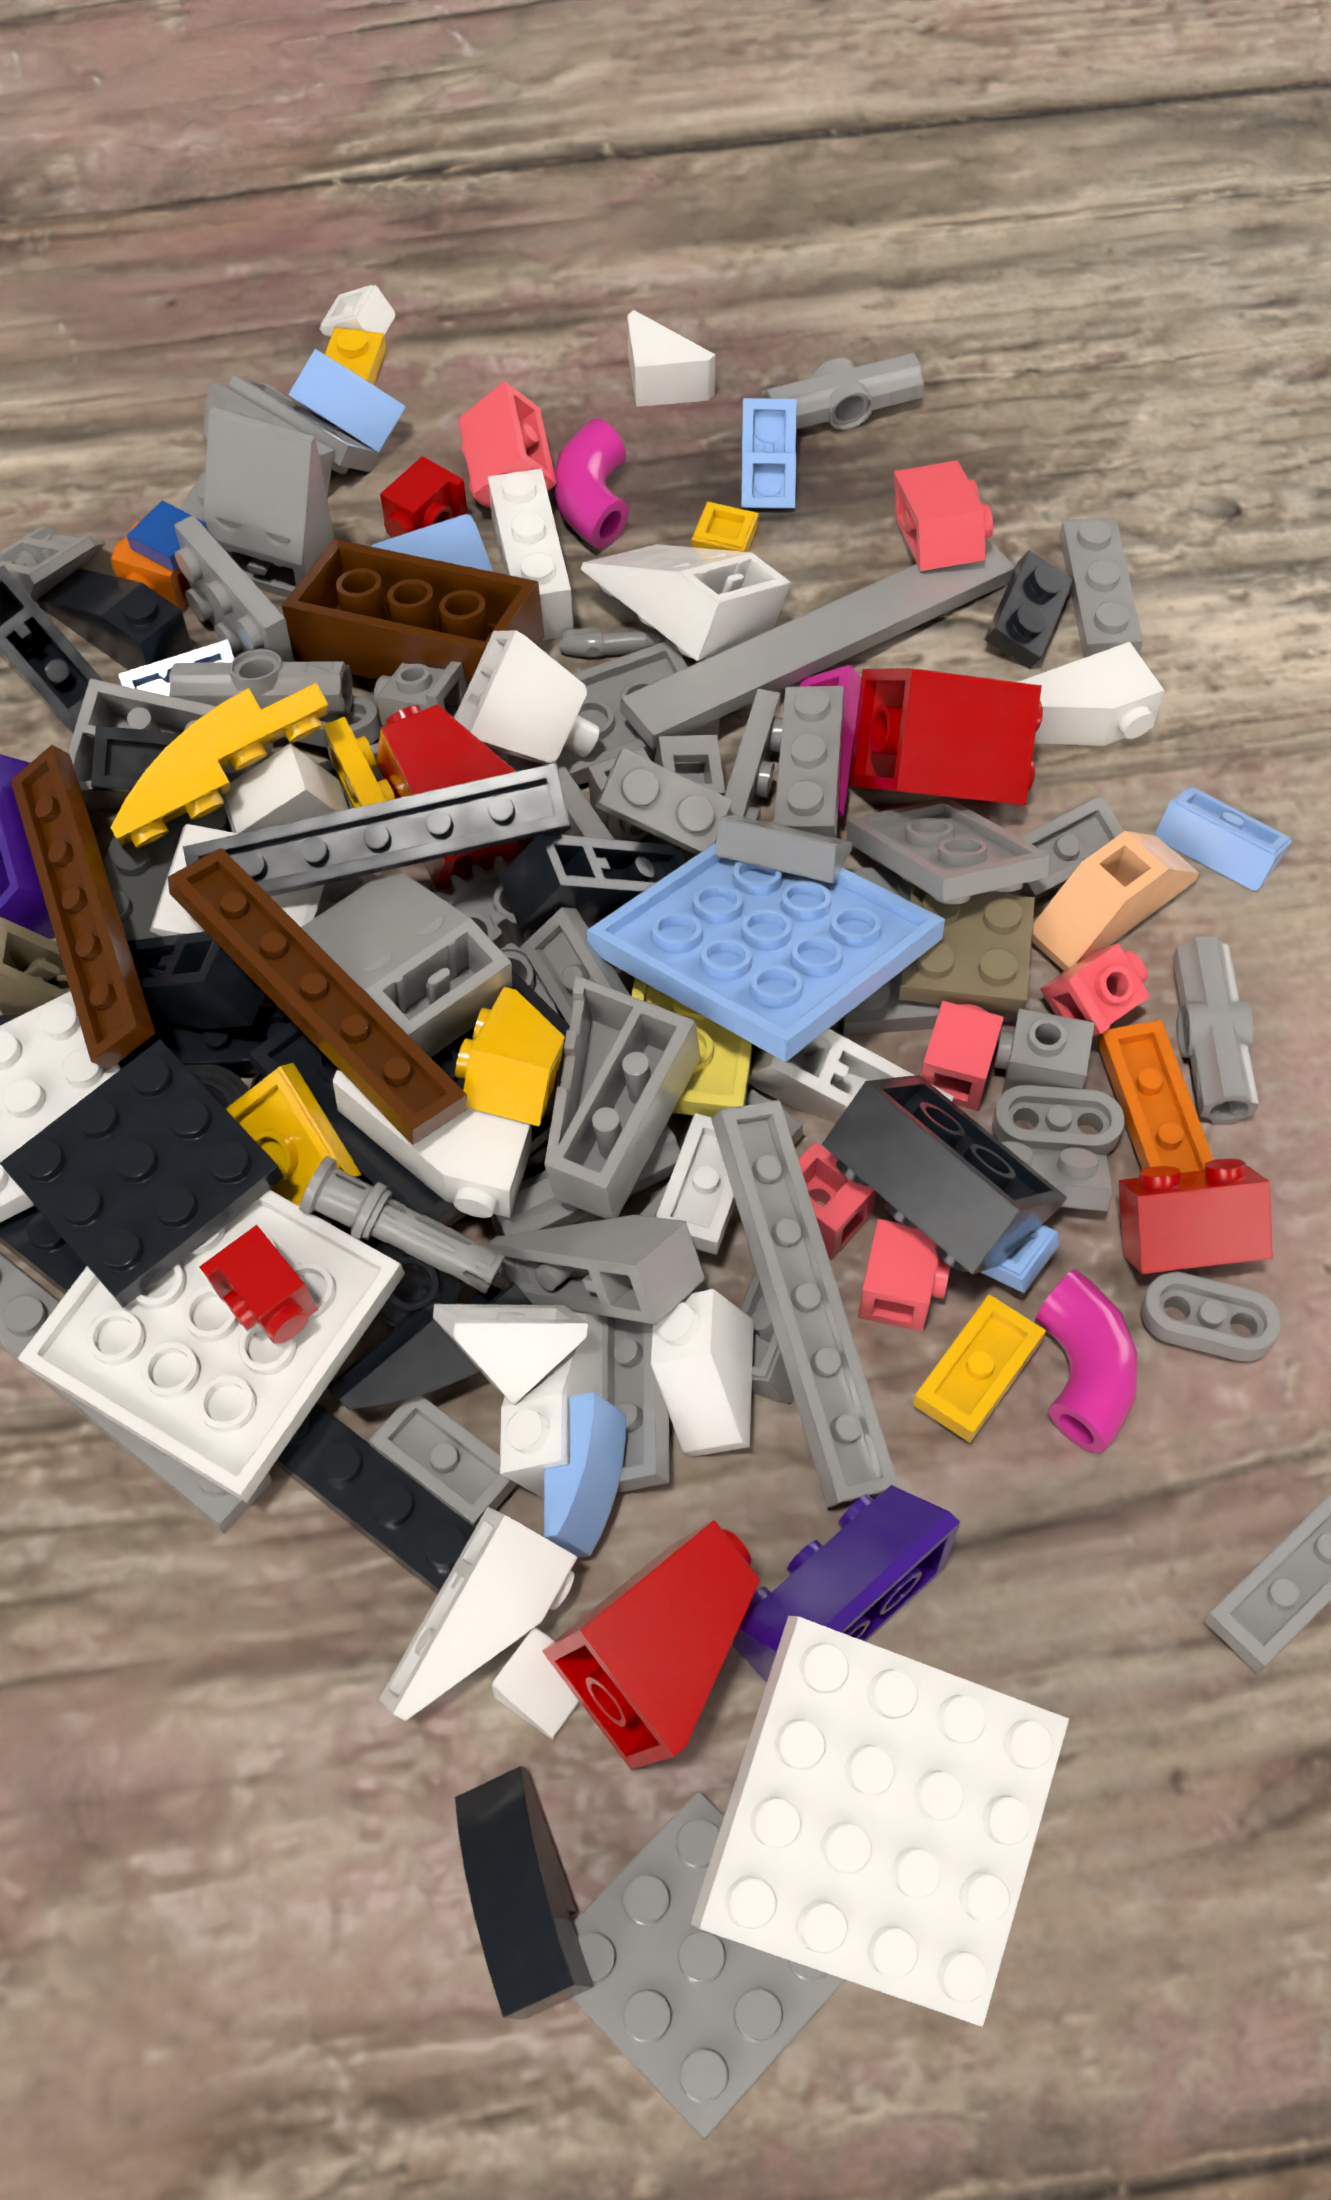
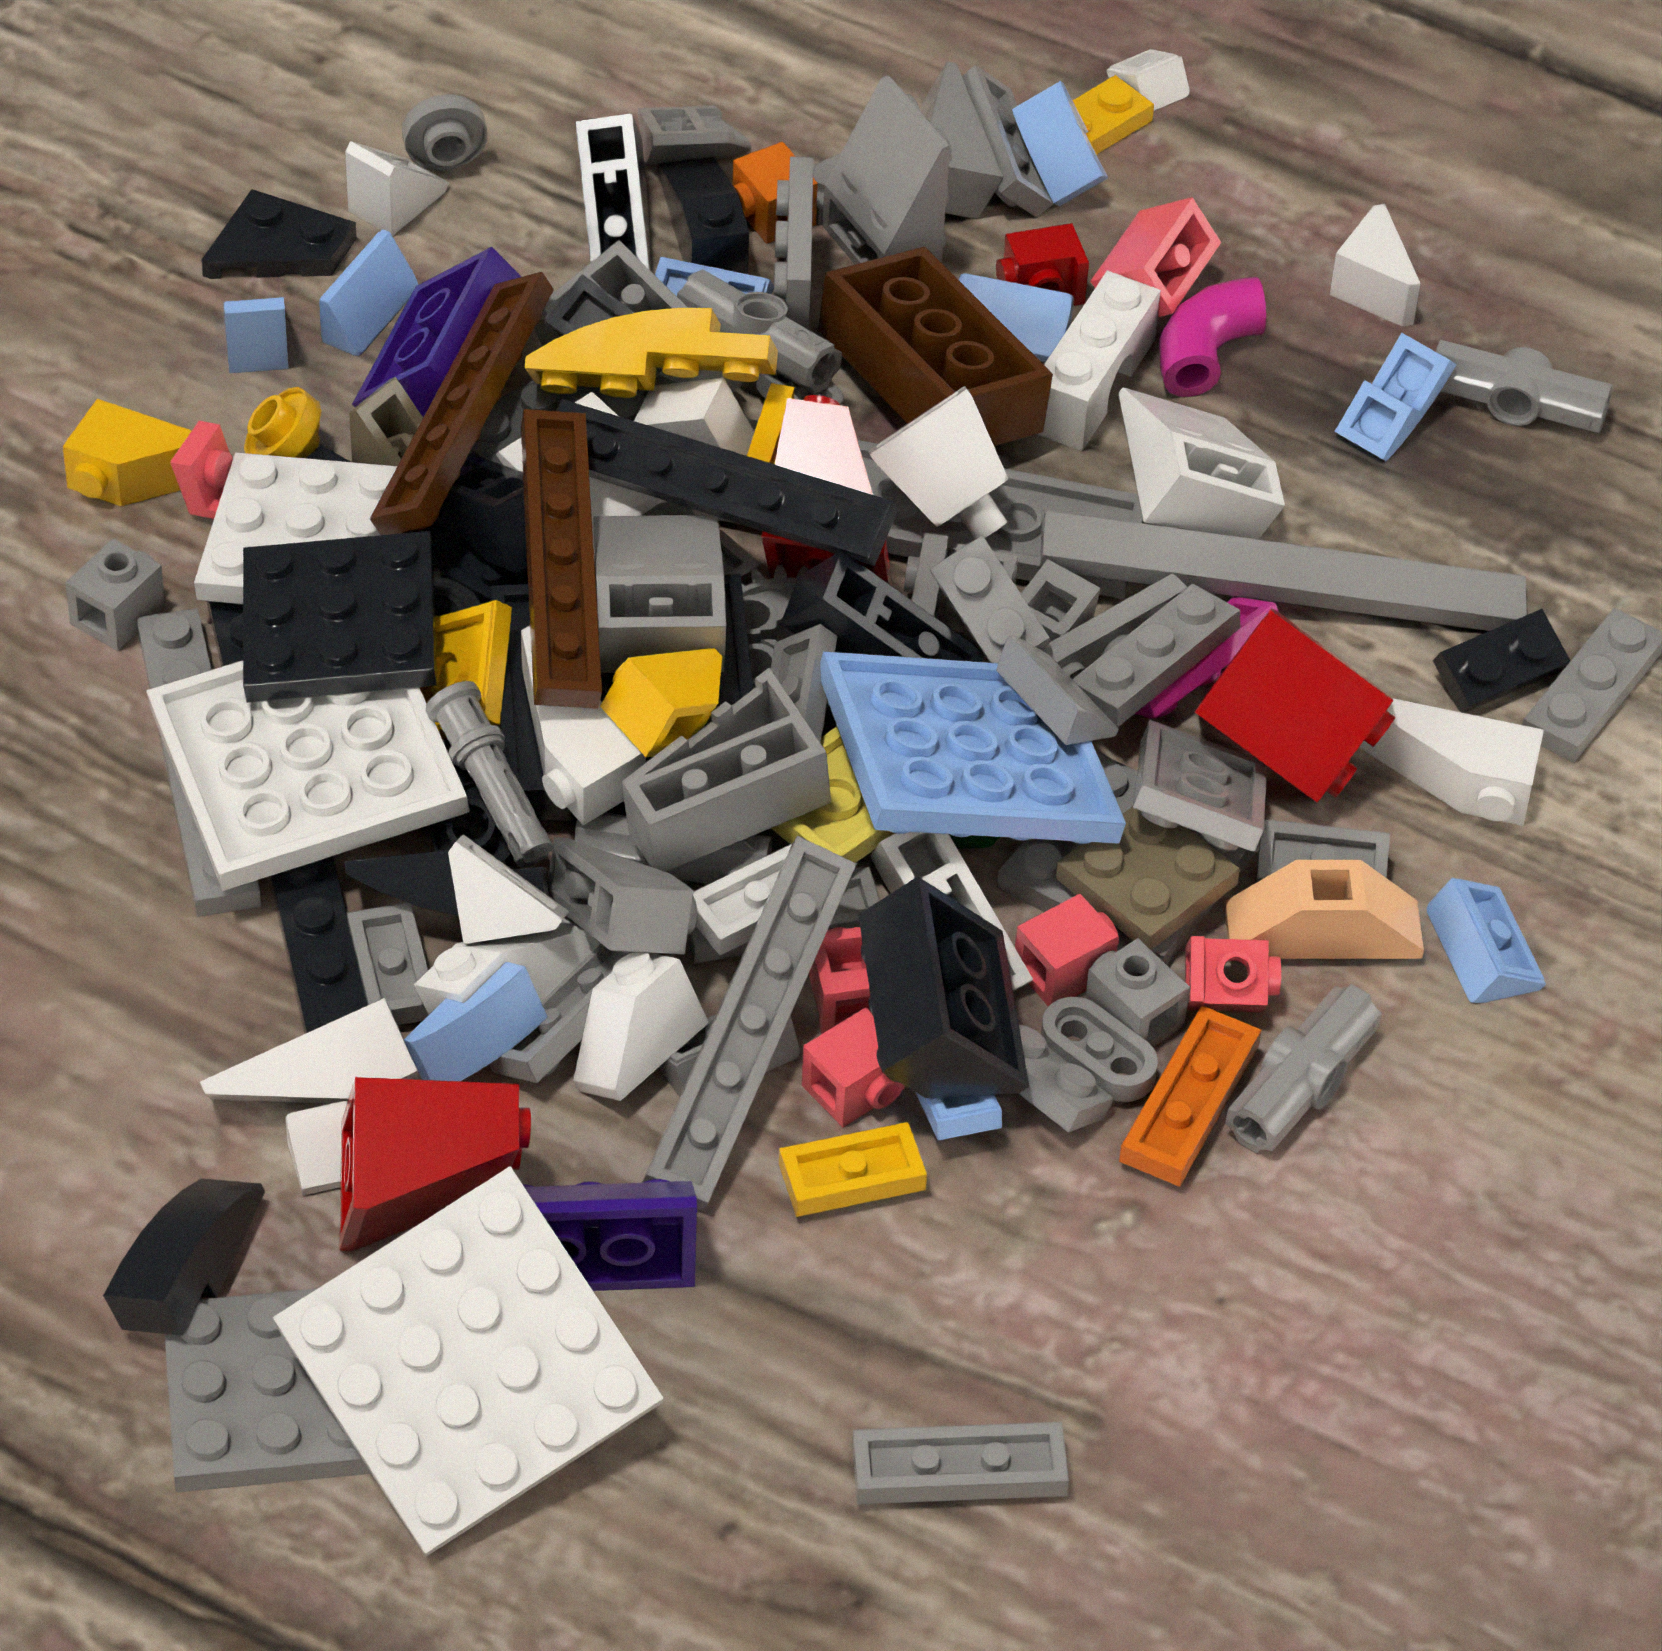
camera: 35 degrees right, 10 degrees down
(156, 534) = (774, 161): blue tile -> none
(260, 1286) = (348, 739): red brick -> none
(422, 687) = (879, 408): light grey brick -> none
(595, 644) = (1091, 468): light grey piece -> none
(725, 528) = (1297, 443): yellow tile -> none
(941, 515) = (1489, 533): coral brick -> none
(1100, 1360) = (952, 1221): dark pink cylinder -> none
(1195, 1216) = (1126, 1172): brick -> none
(1209, 1312) = (1078, 1261): light grey plate -> none

